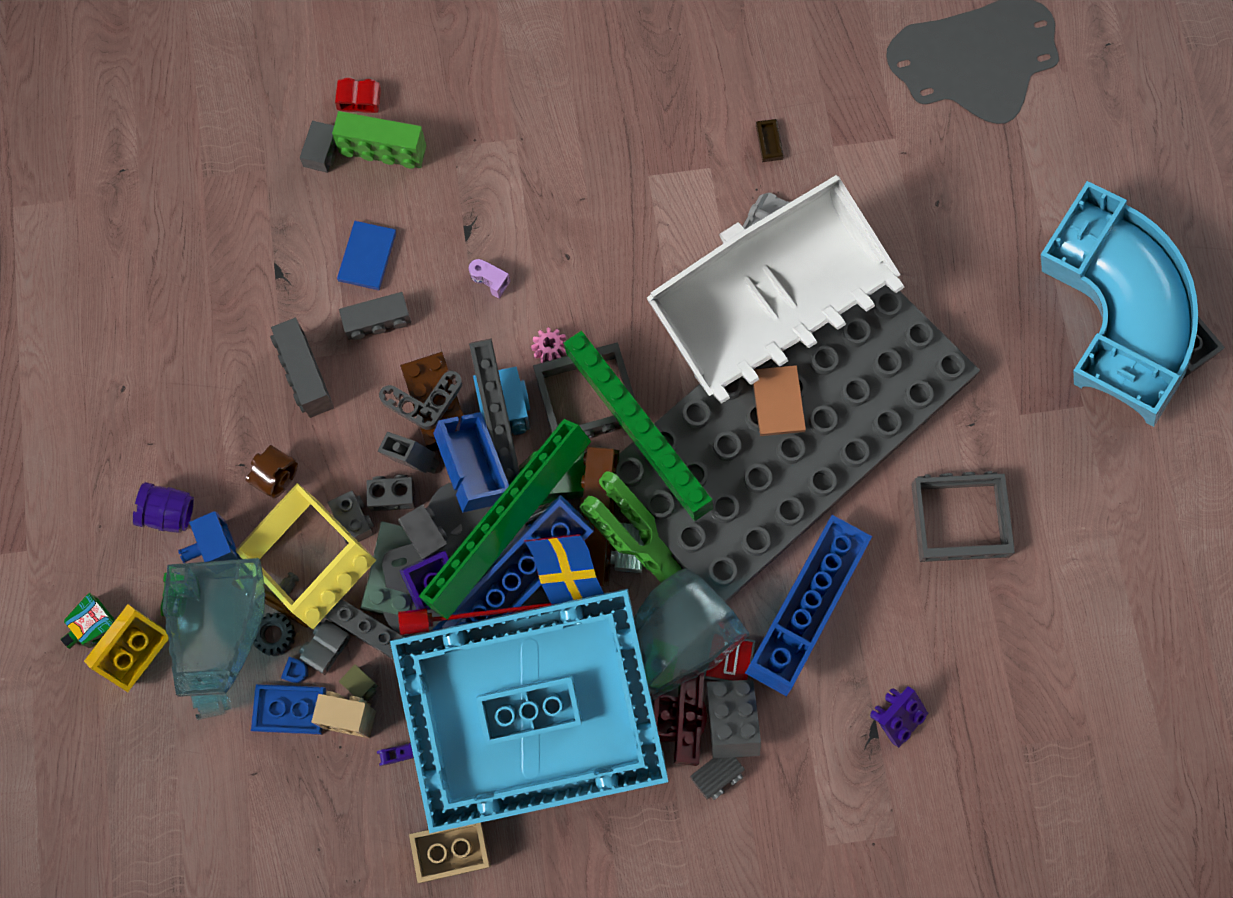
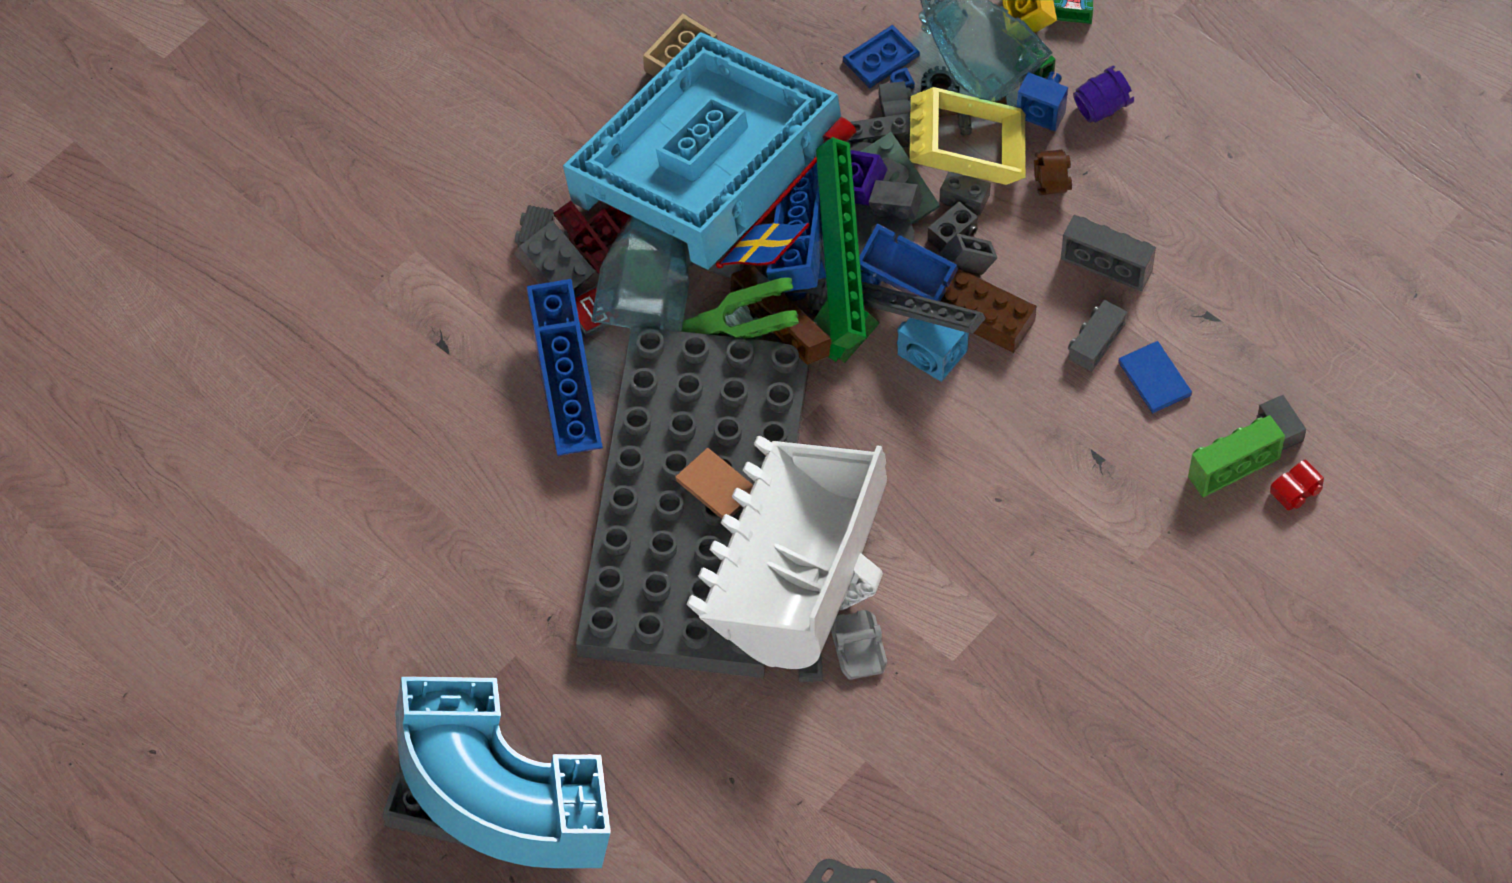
camera: 140 degrees right, 15 degrees down
(344, 715) = (833, 61): tan brick -> none
(359, 683) = (849, 100): olive brick -> none
(428, 407) = (981, 286): dark grey beam -> none
(489, 275) = (1041, 431): lavender leg -> none
(550, 338) = (940, 415): bright pink gear -> none
(564, 365) = (905, 424): dark grey window -> none
(638, 426) = (809, 382): green brick -> none
(769, 140) = (924, 720): dark brown tile -> none
(902, 716) = (429, 358): dark purple plate -> none
(967, 479) = (477, 507): dark grey window -> none

